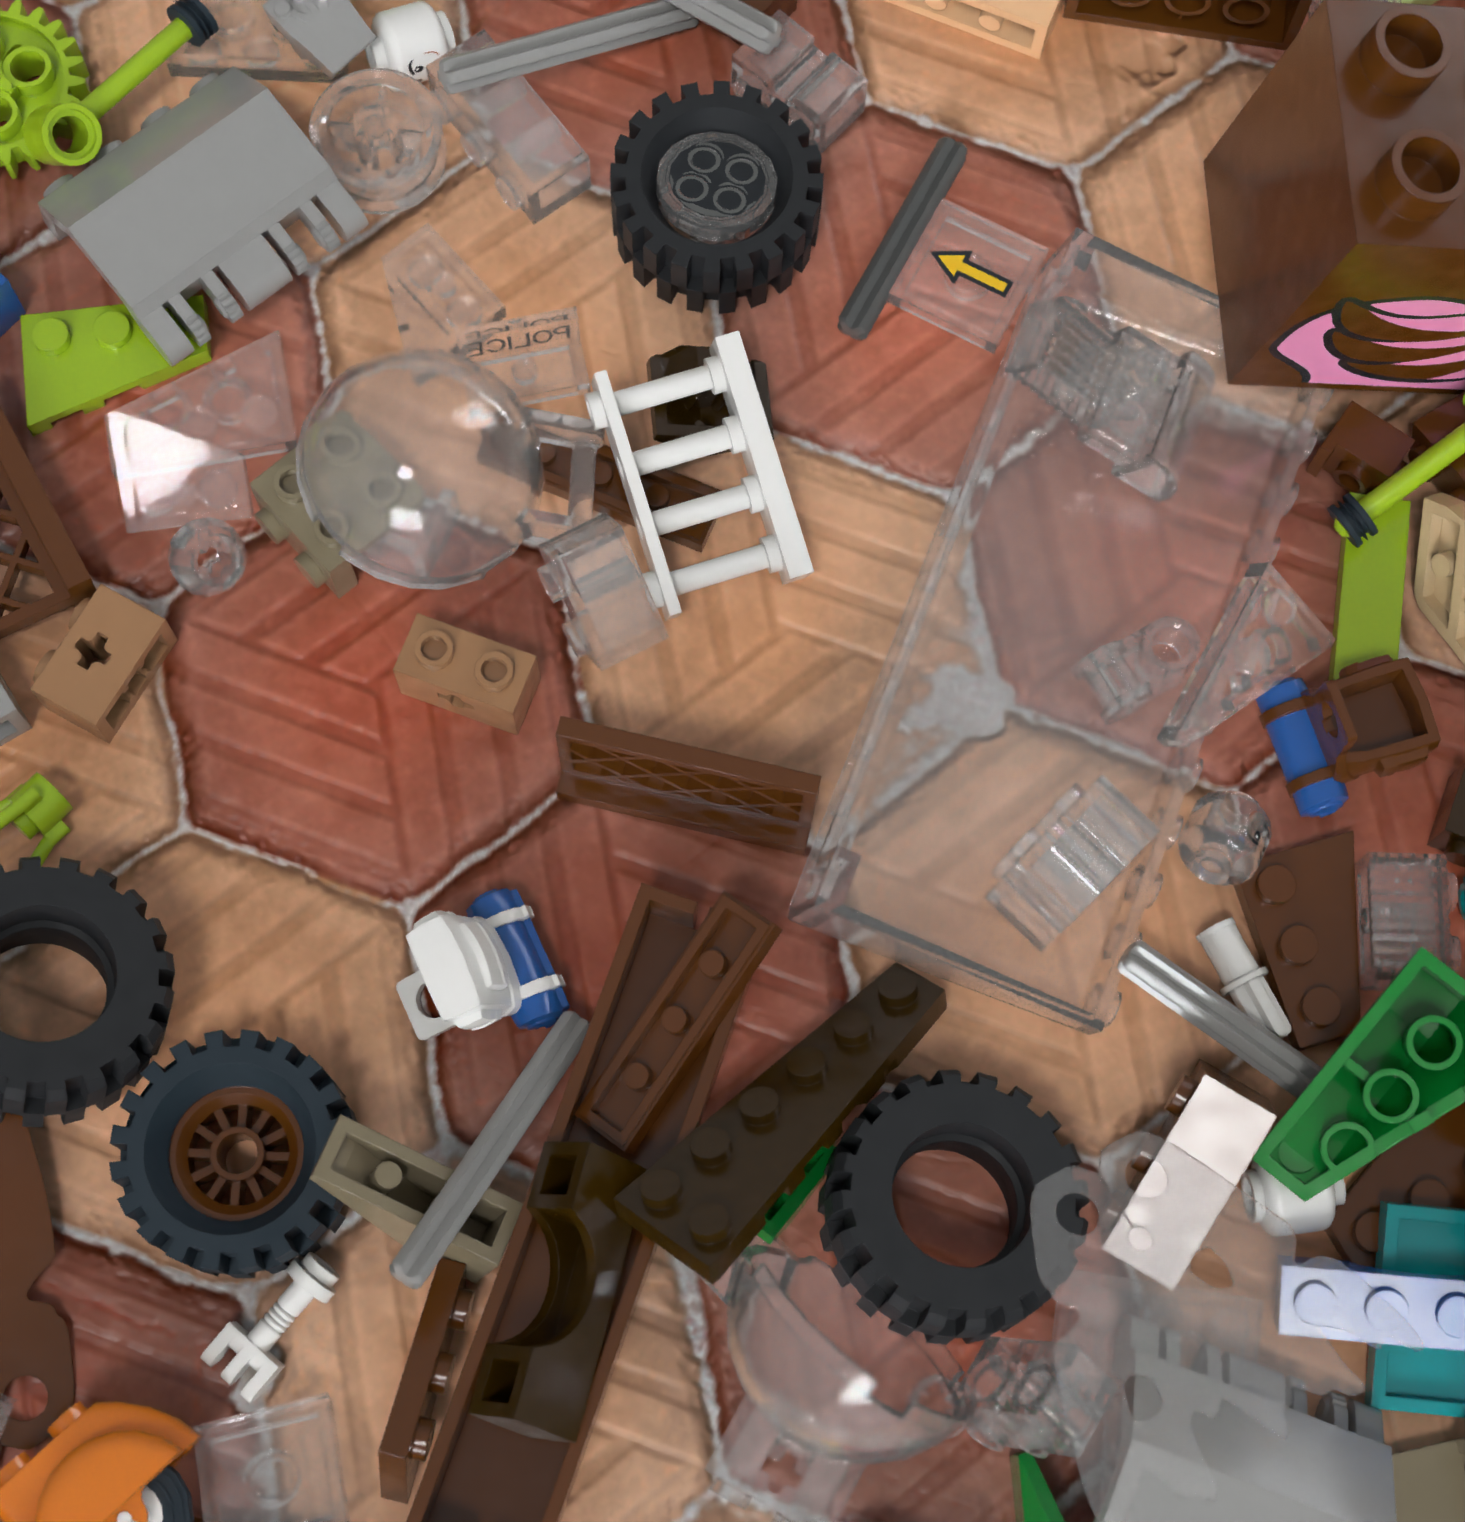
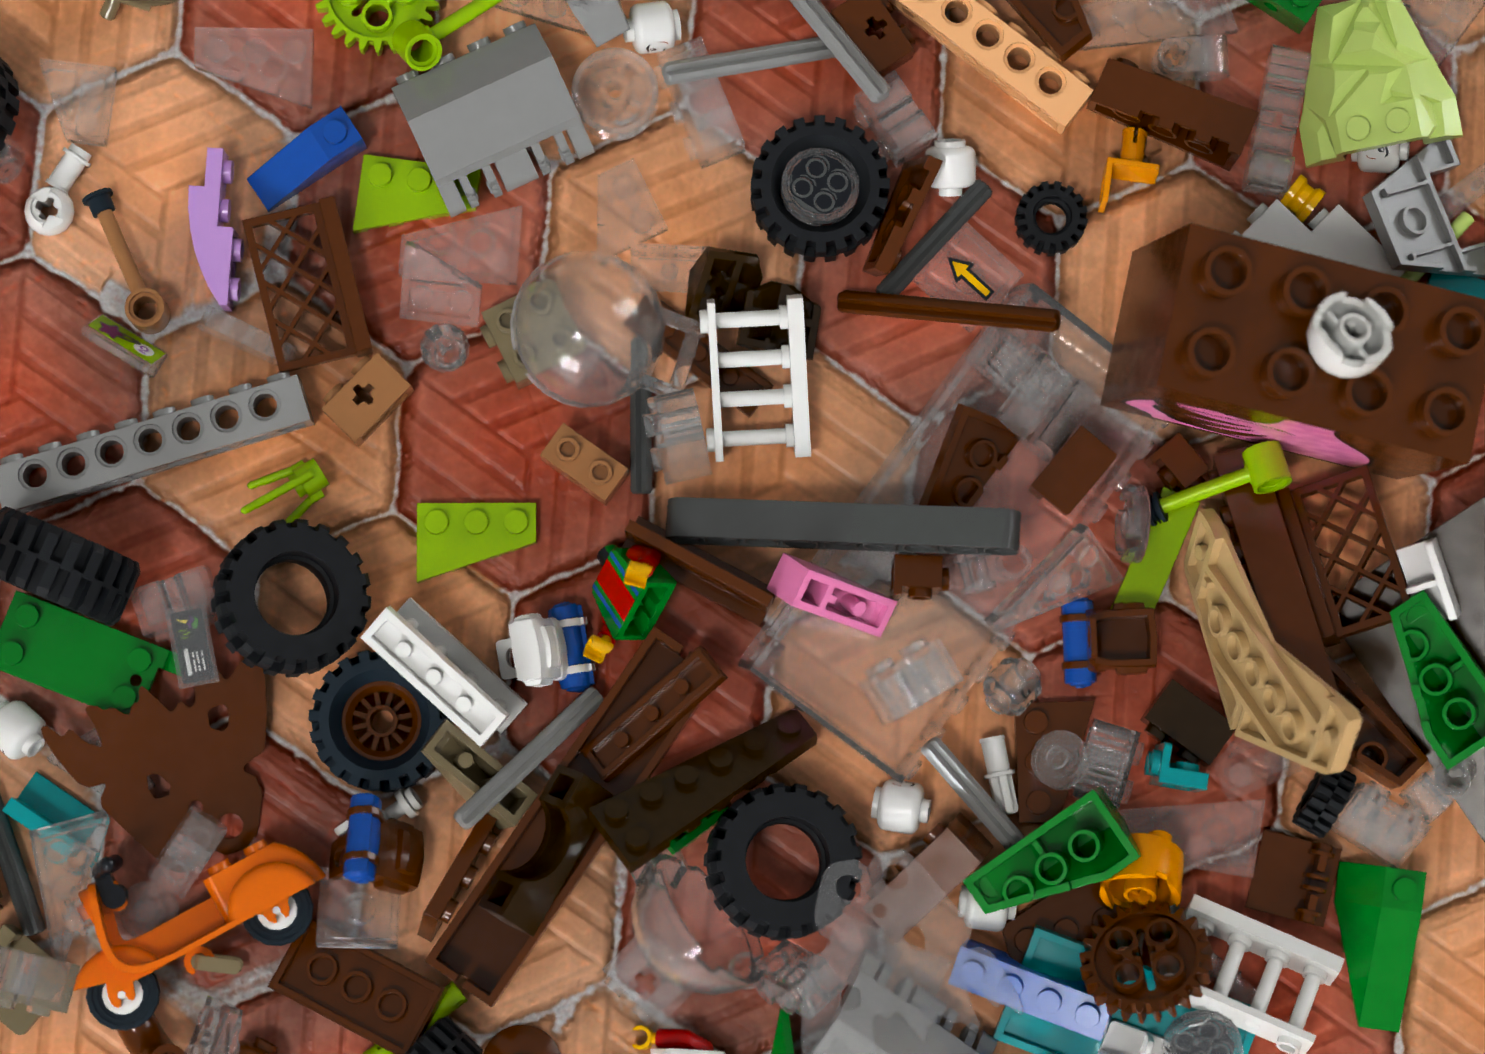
camera: 15 degrees right, 10 degrees up
(277, 1366) = (378, 849): none -> reddish brown piece
(310, 827) = (469, 533): none -> lime wing
(317, 1041) = (444, 671): none -> white fence
(546, 627) = (639, 445): none -> dark grey axle
(588, 849) = (629, 595): none -> torso
(609, 338) = (721, 277): none -> dark brown slope
(845, 199) = (900, 214): none -> reddish brown wing
(896, 126) = (957, 168): none -> white head
(903, 651) = (843, 526): none -> dark grey beam
(906, 762) = (830, 595): none -> bright pink slope
(964, 304) = (949, 311): none -> reddish brown axle
(1028, 708) = (918, 576): none -> reddish brown brick
(1050, 519) = (968, 458): none -> reddish brown wing
(1071, 136) = (1050, 195): none -> black tyre
(1108, 1071) = (900, 806): none -> white head
(1150, 71) = (1129, 166): none -> light orange bracket
(1215, 494) = (1073, 471): none -> reddish brown panel
(1333, 547) = (1133, 524): none -> clear tile
(1339, 927) = (1061, 760): none -> clear plate

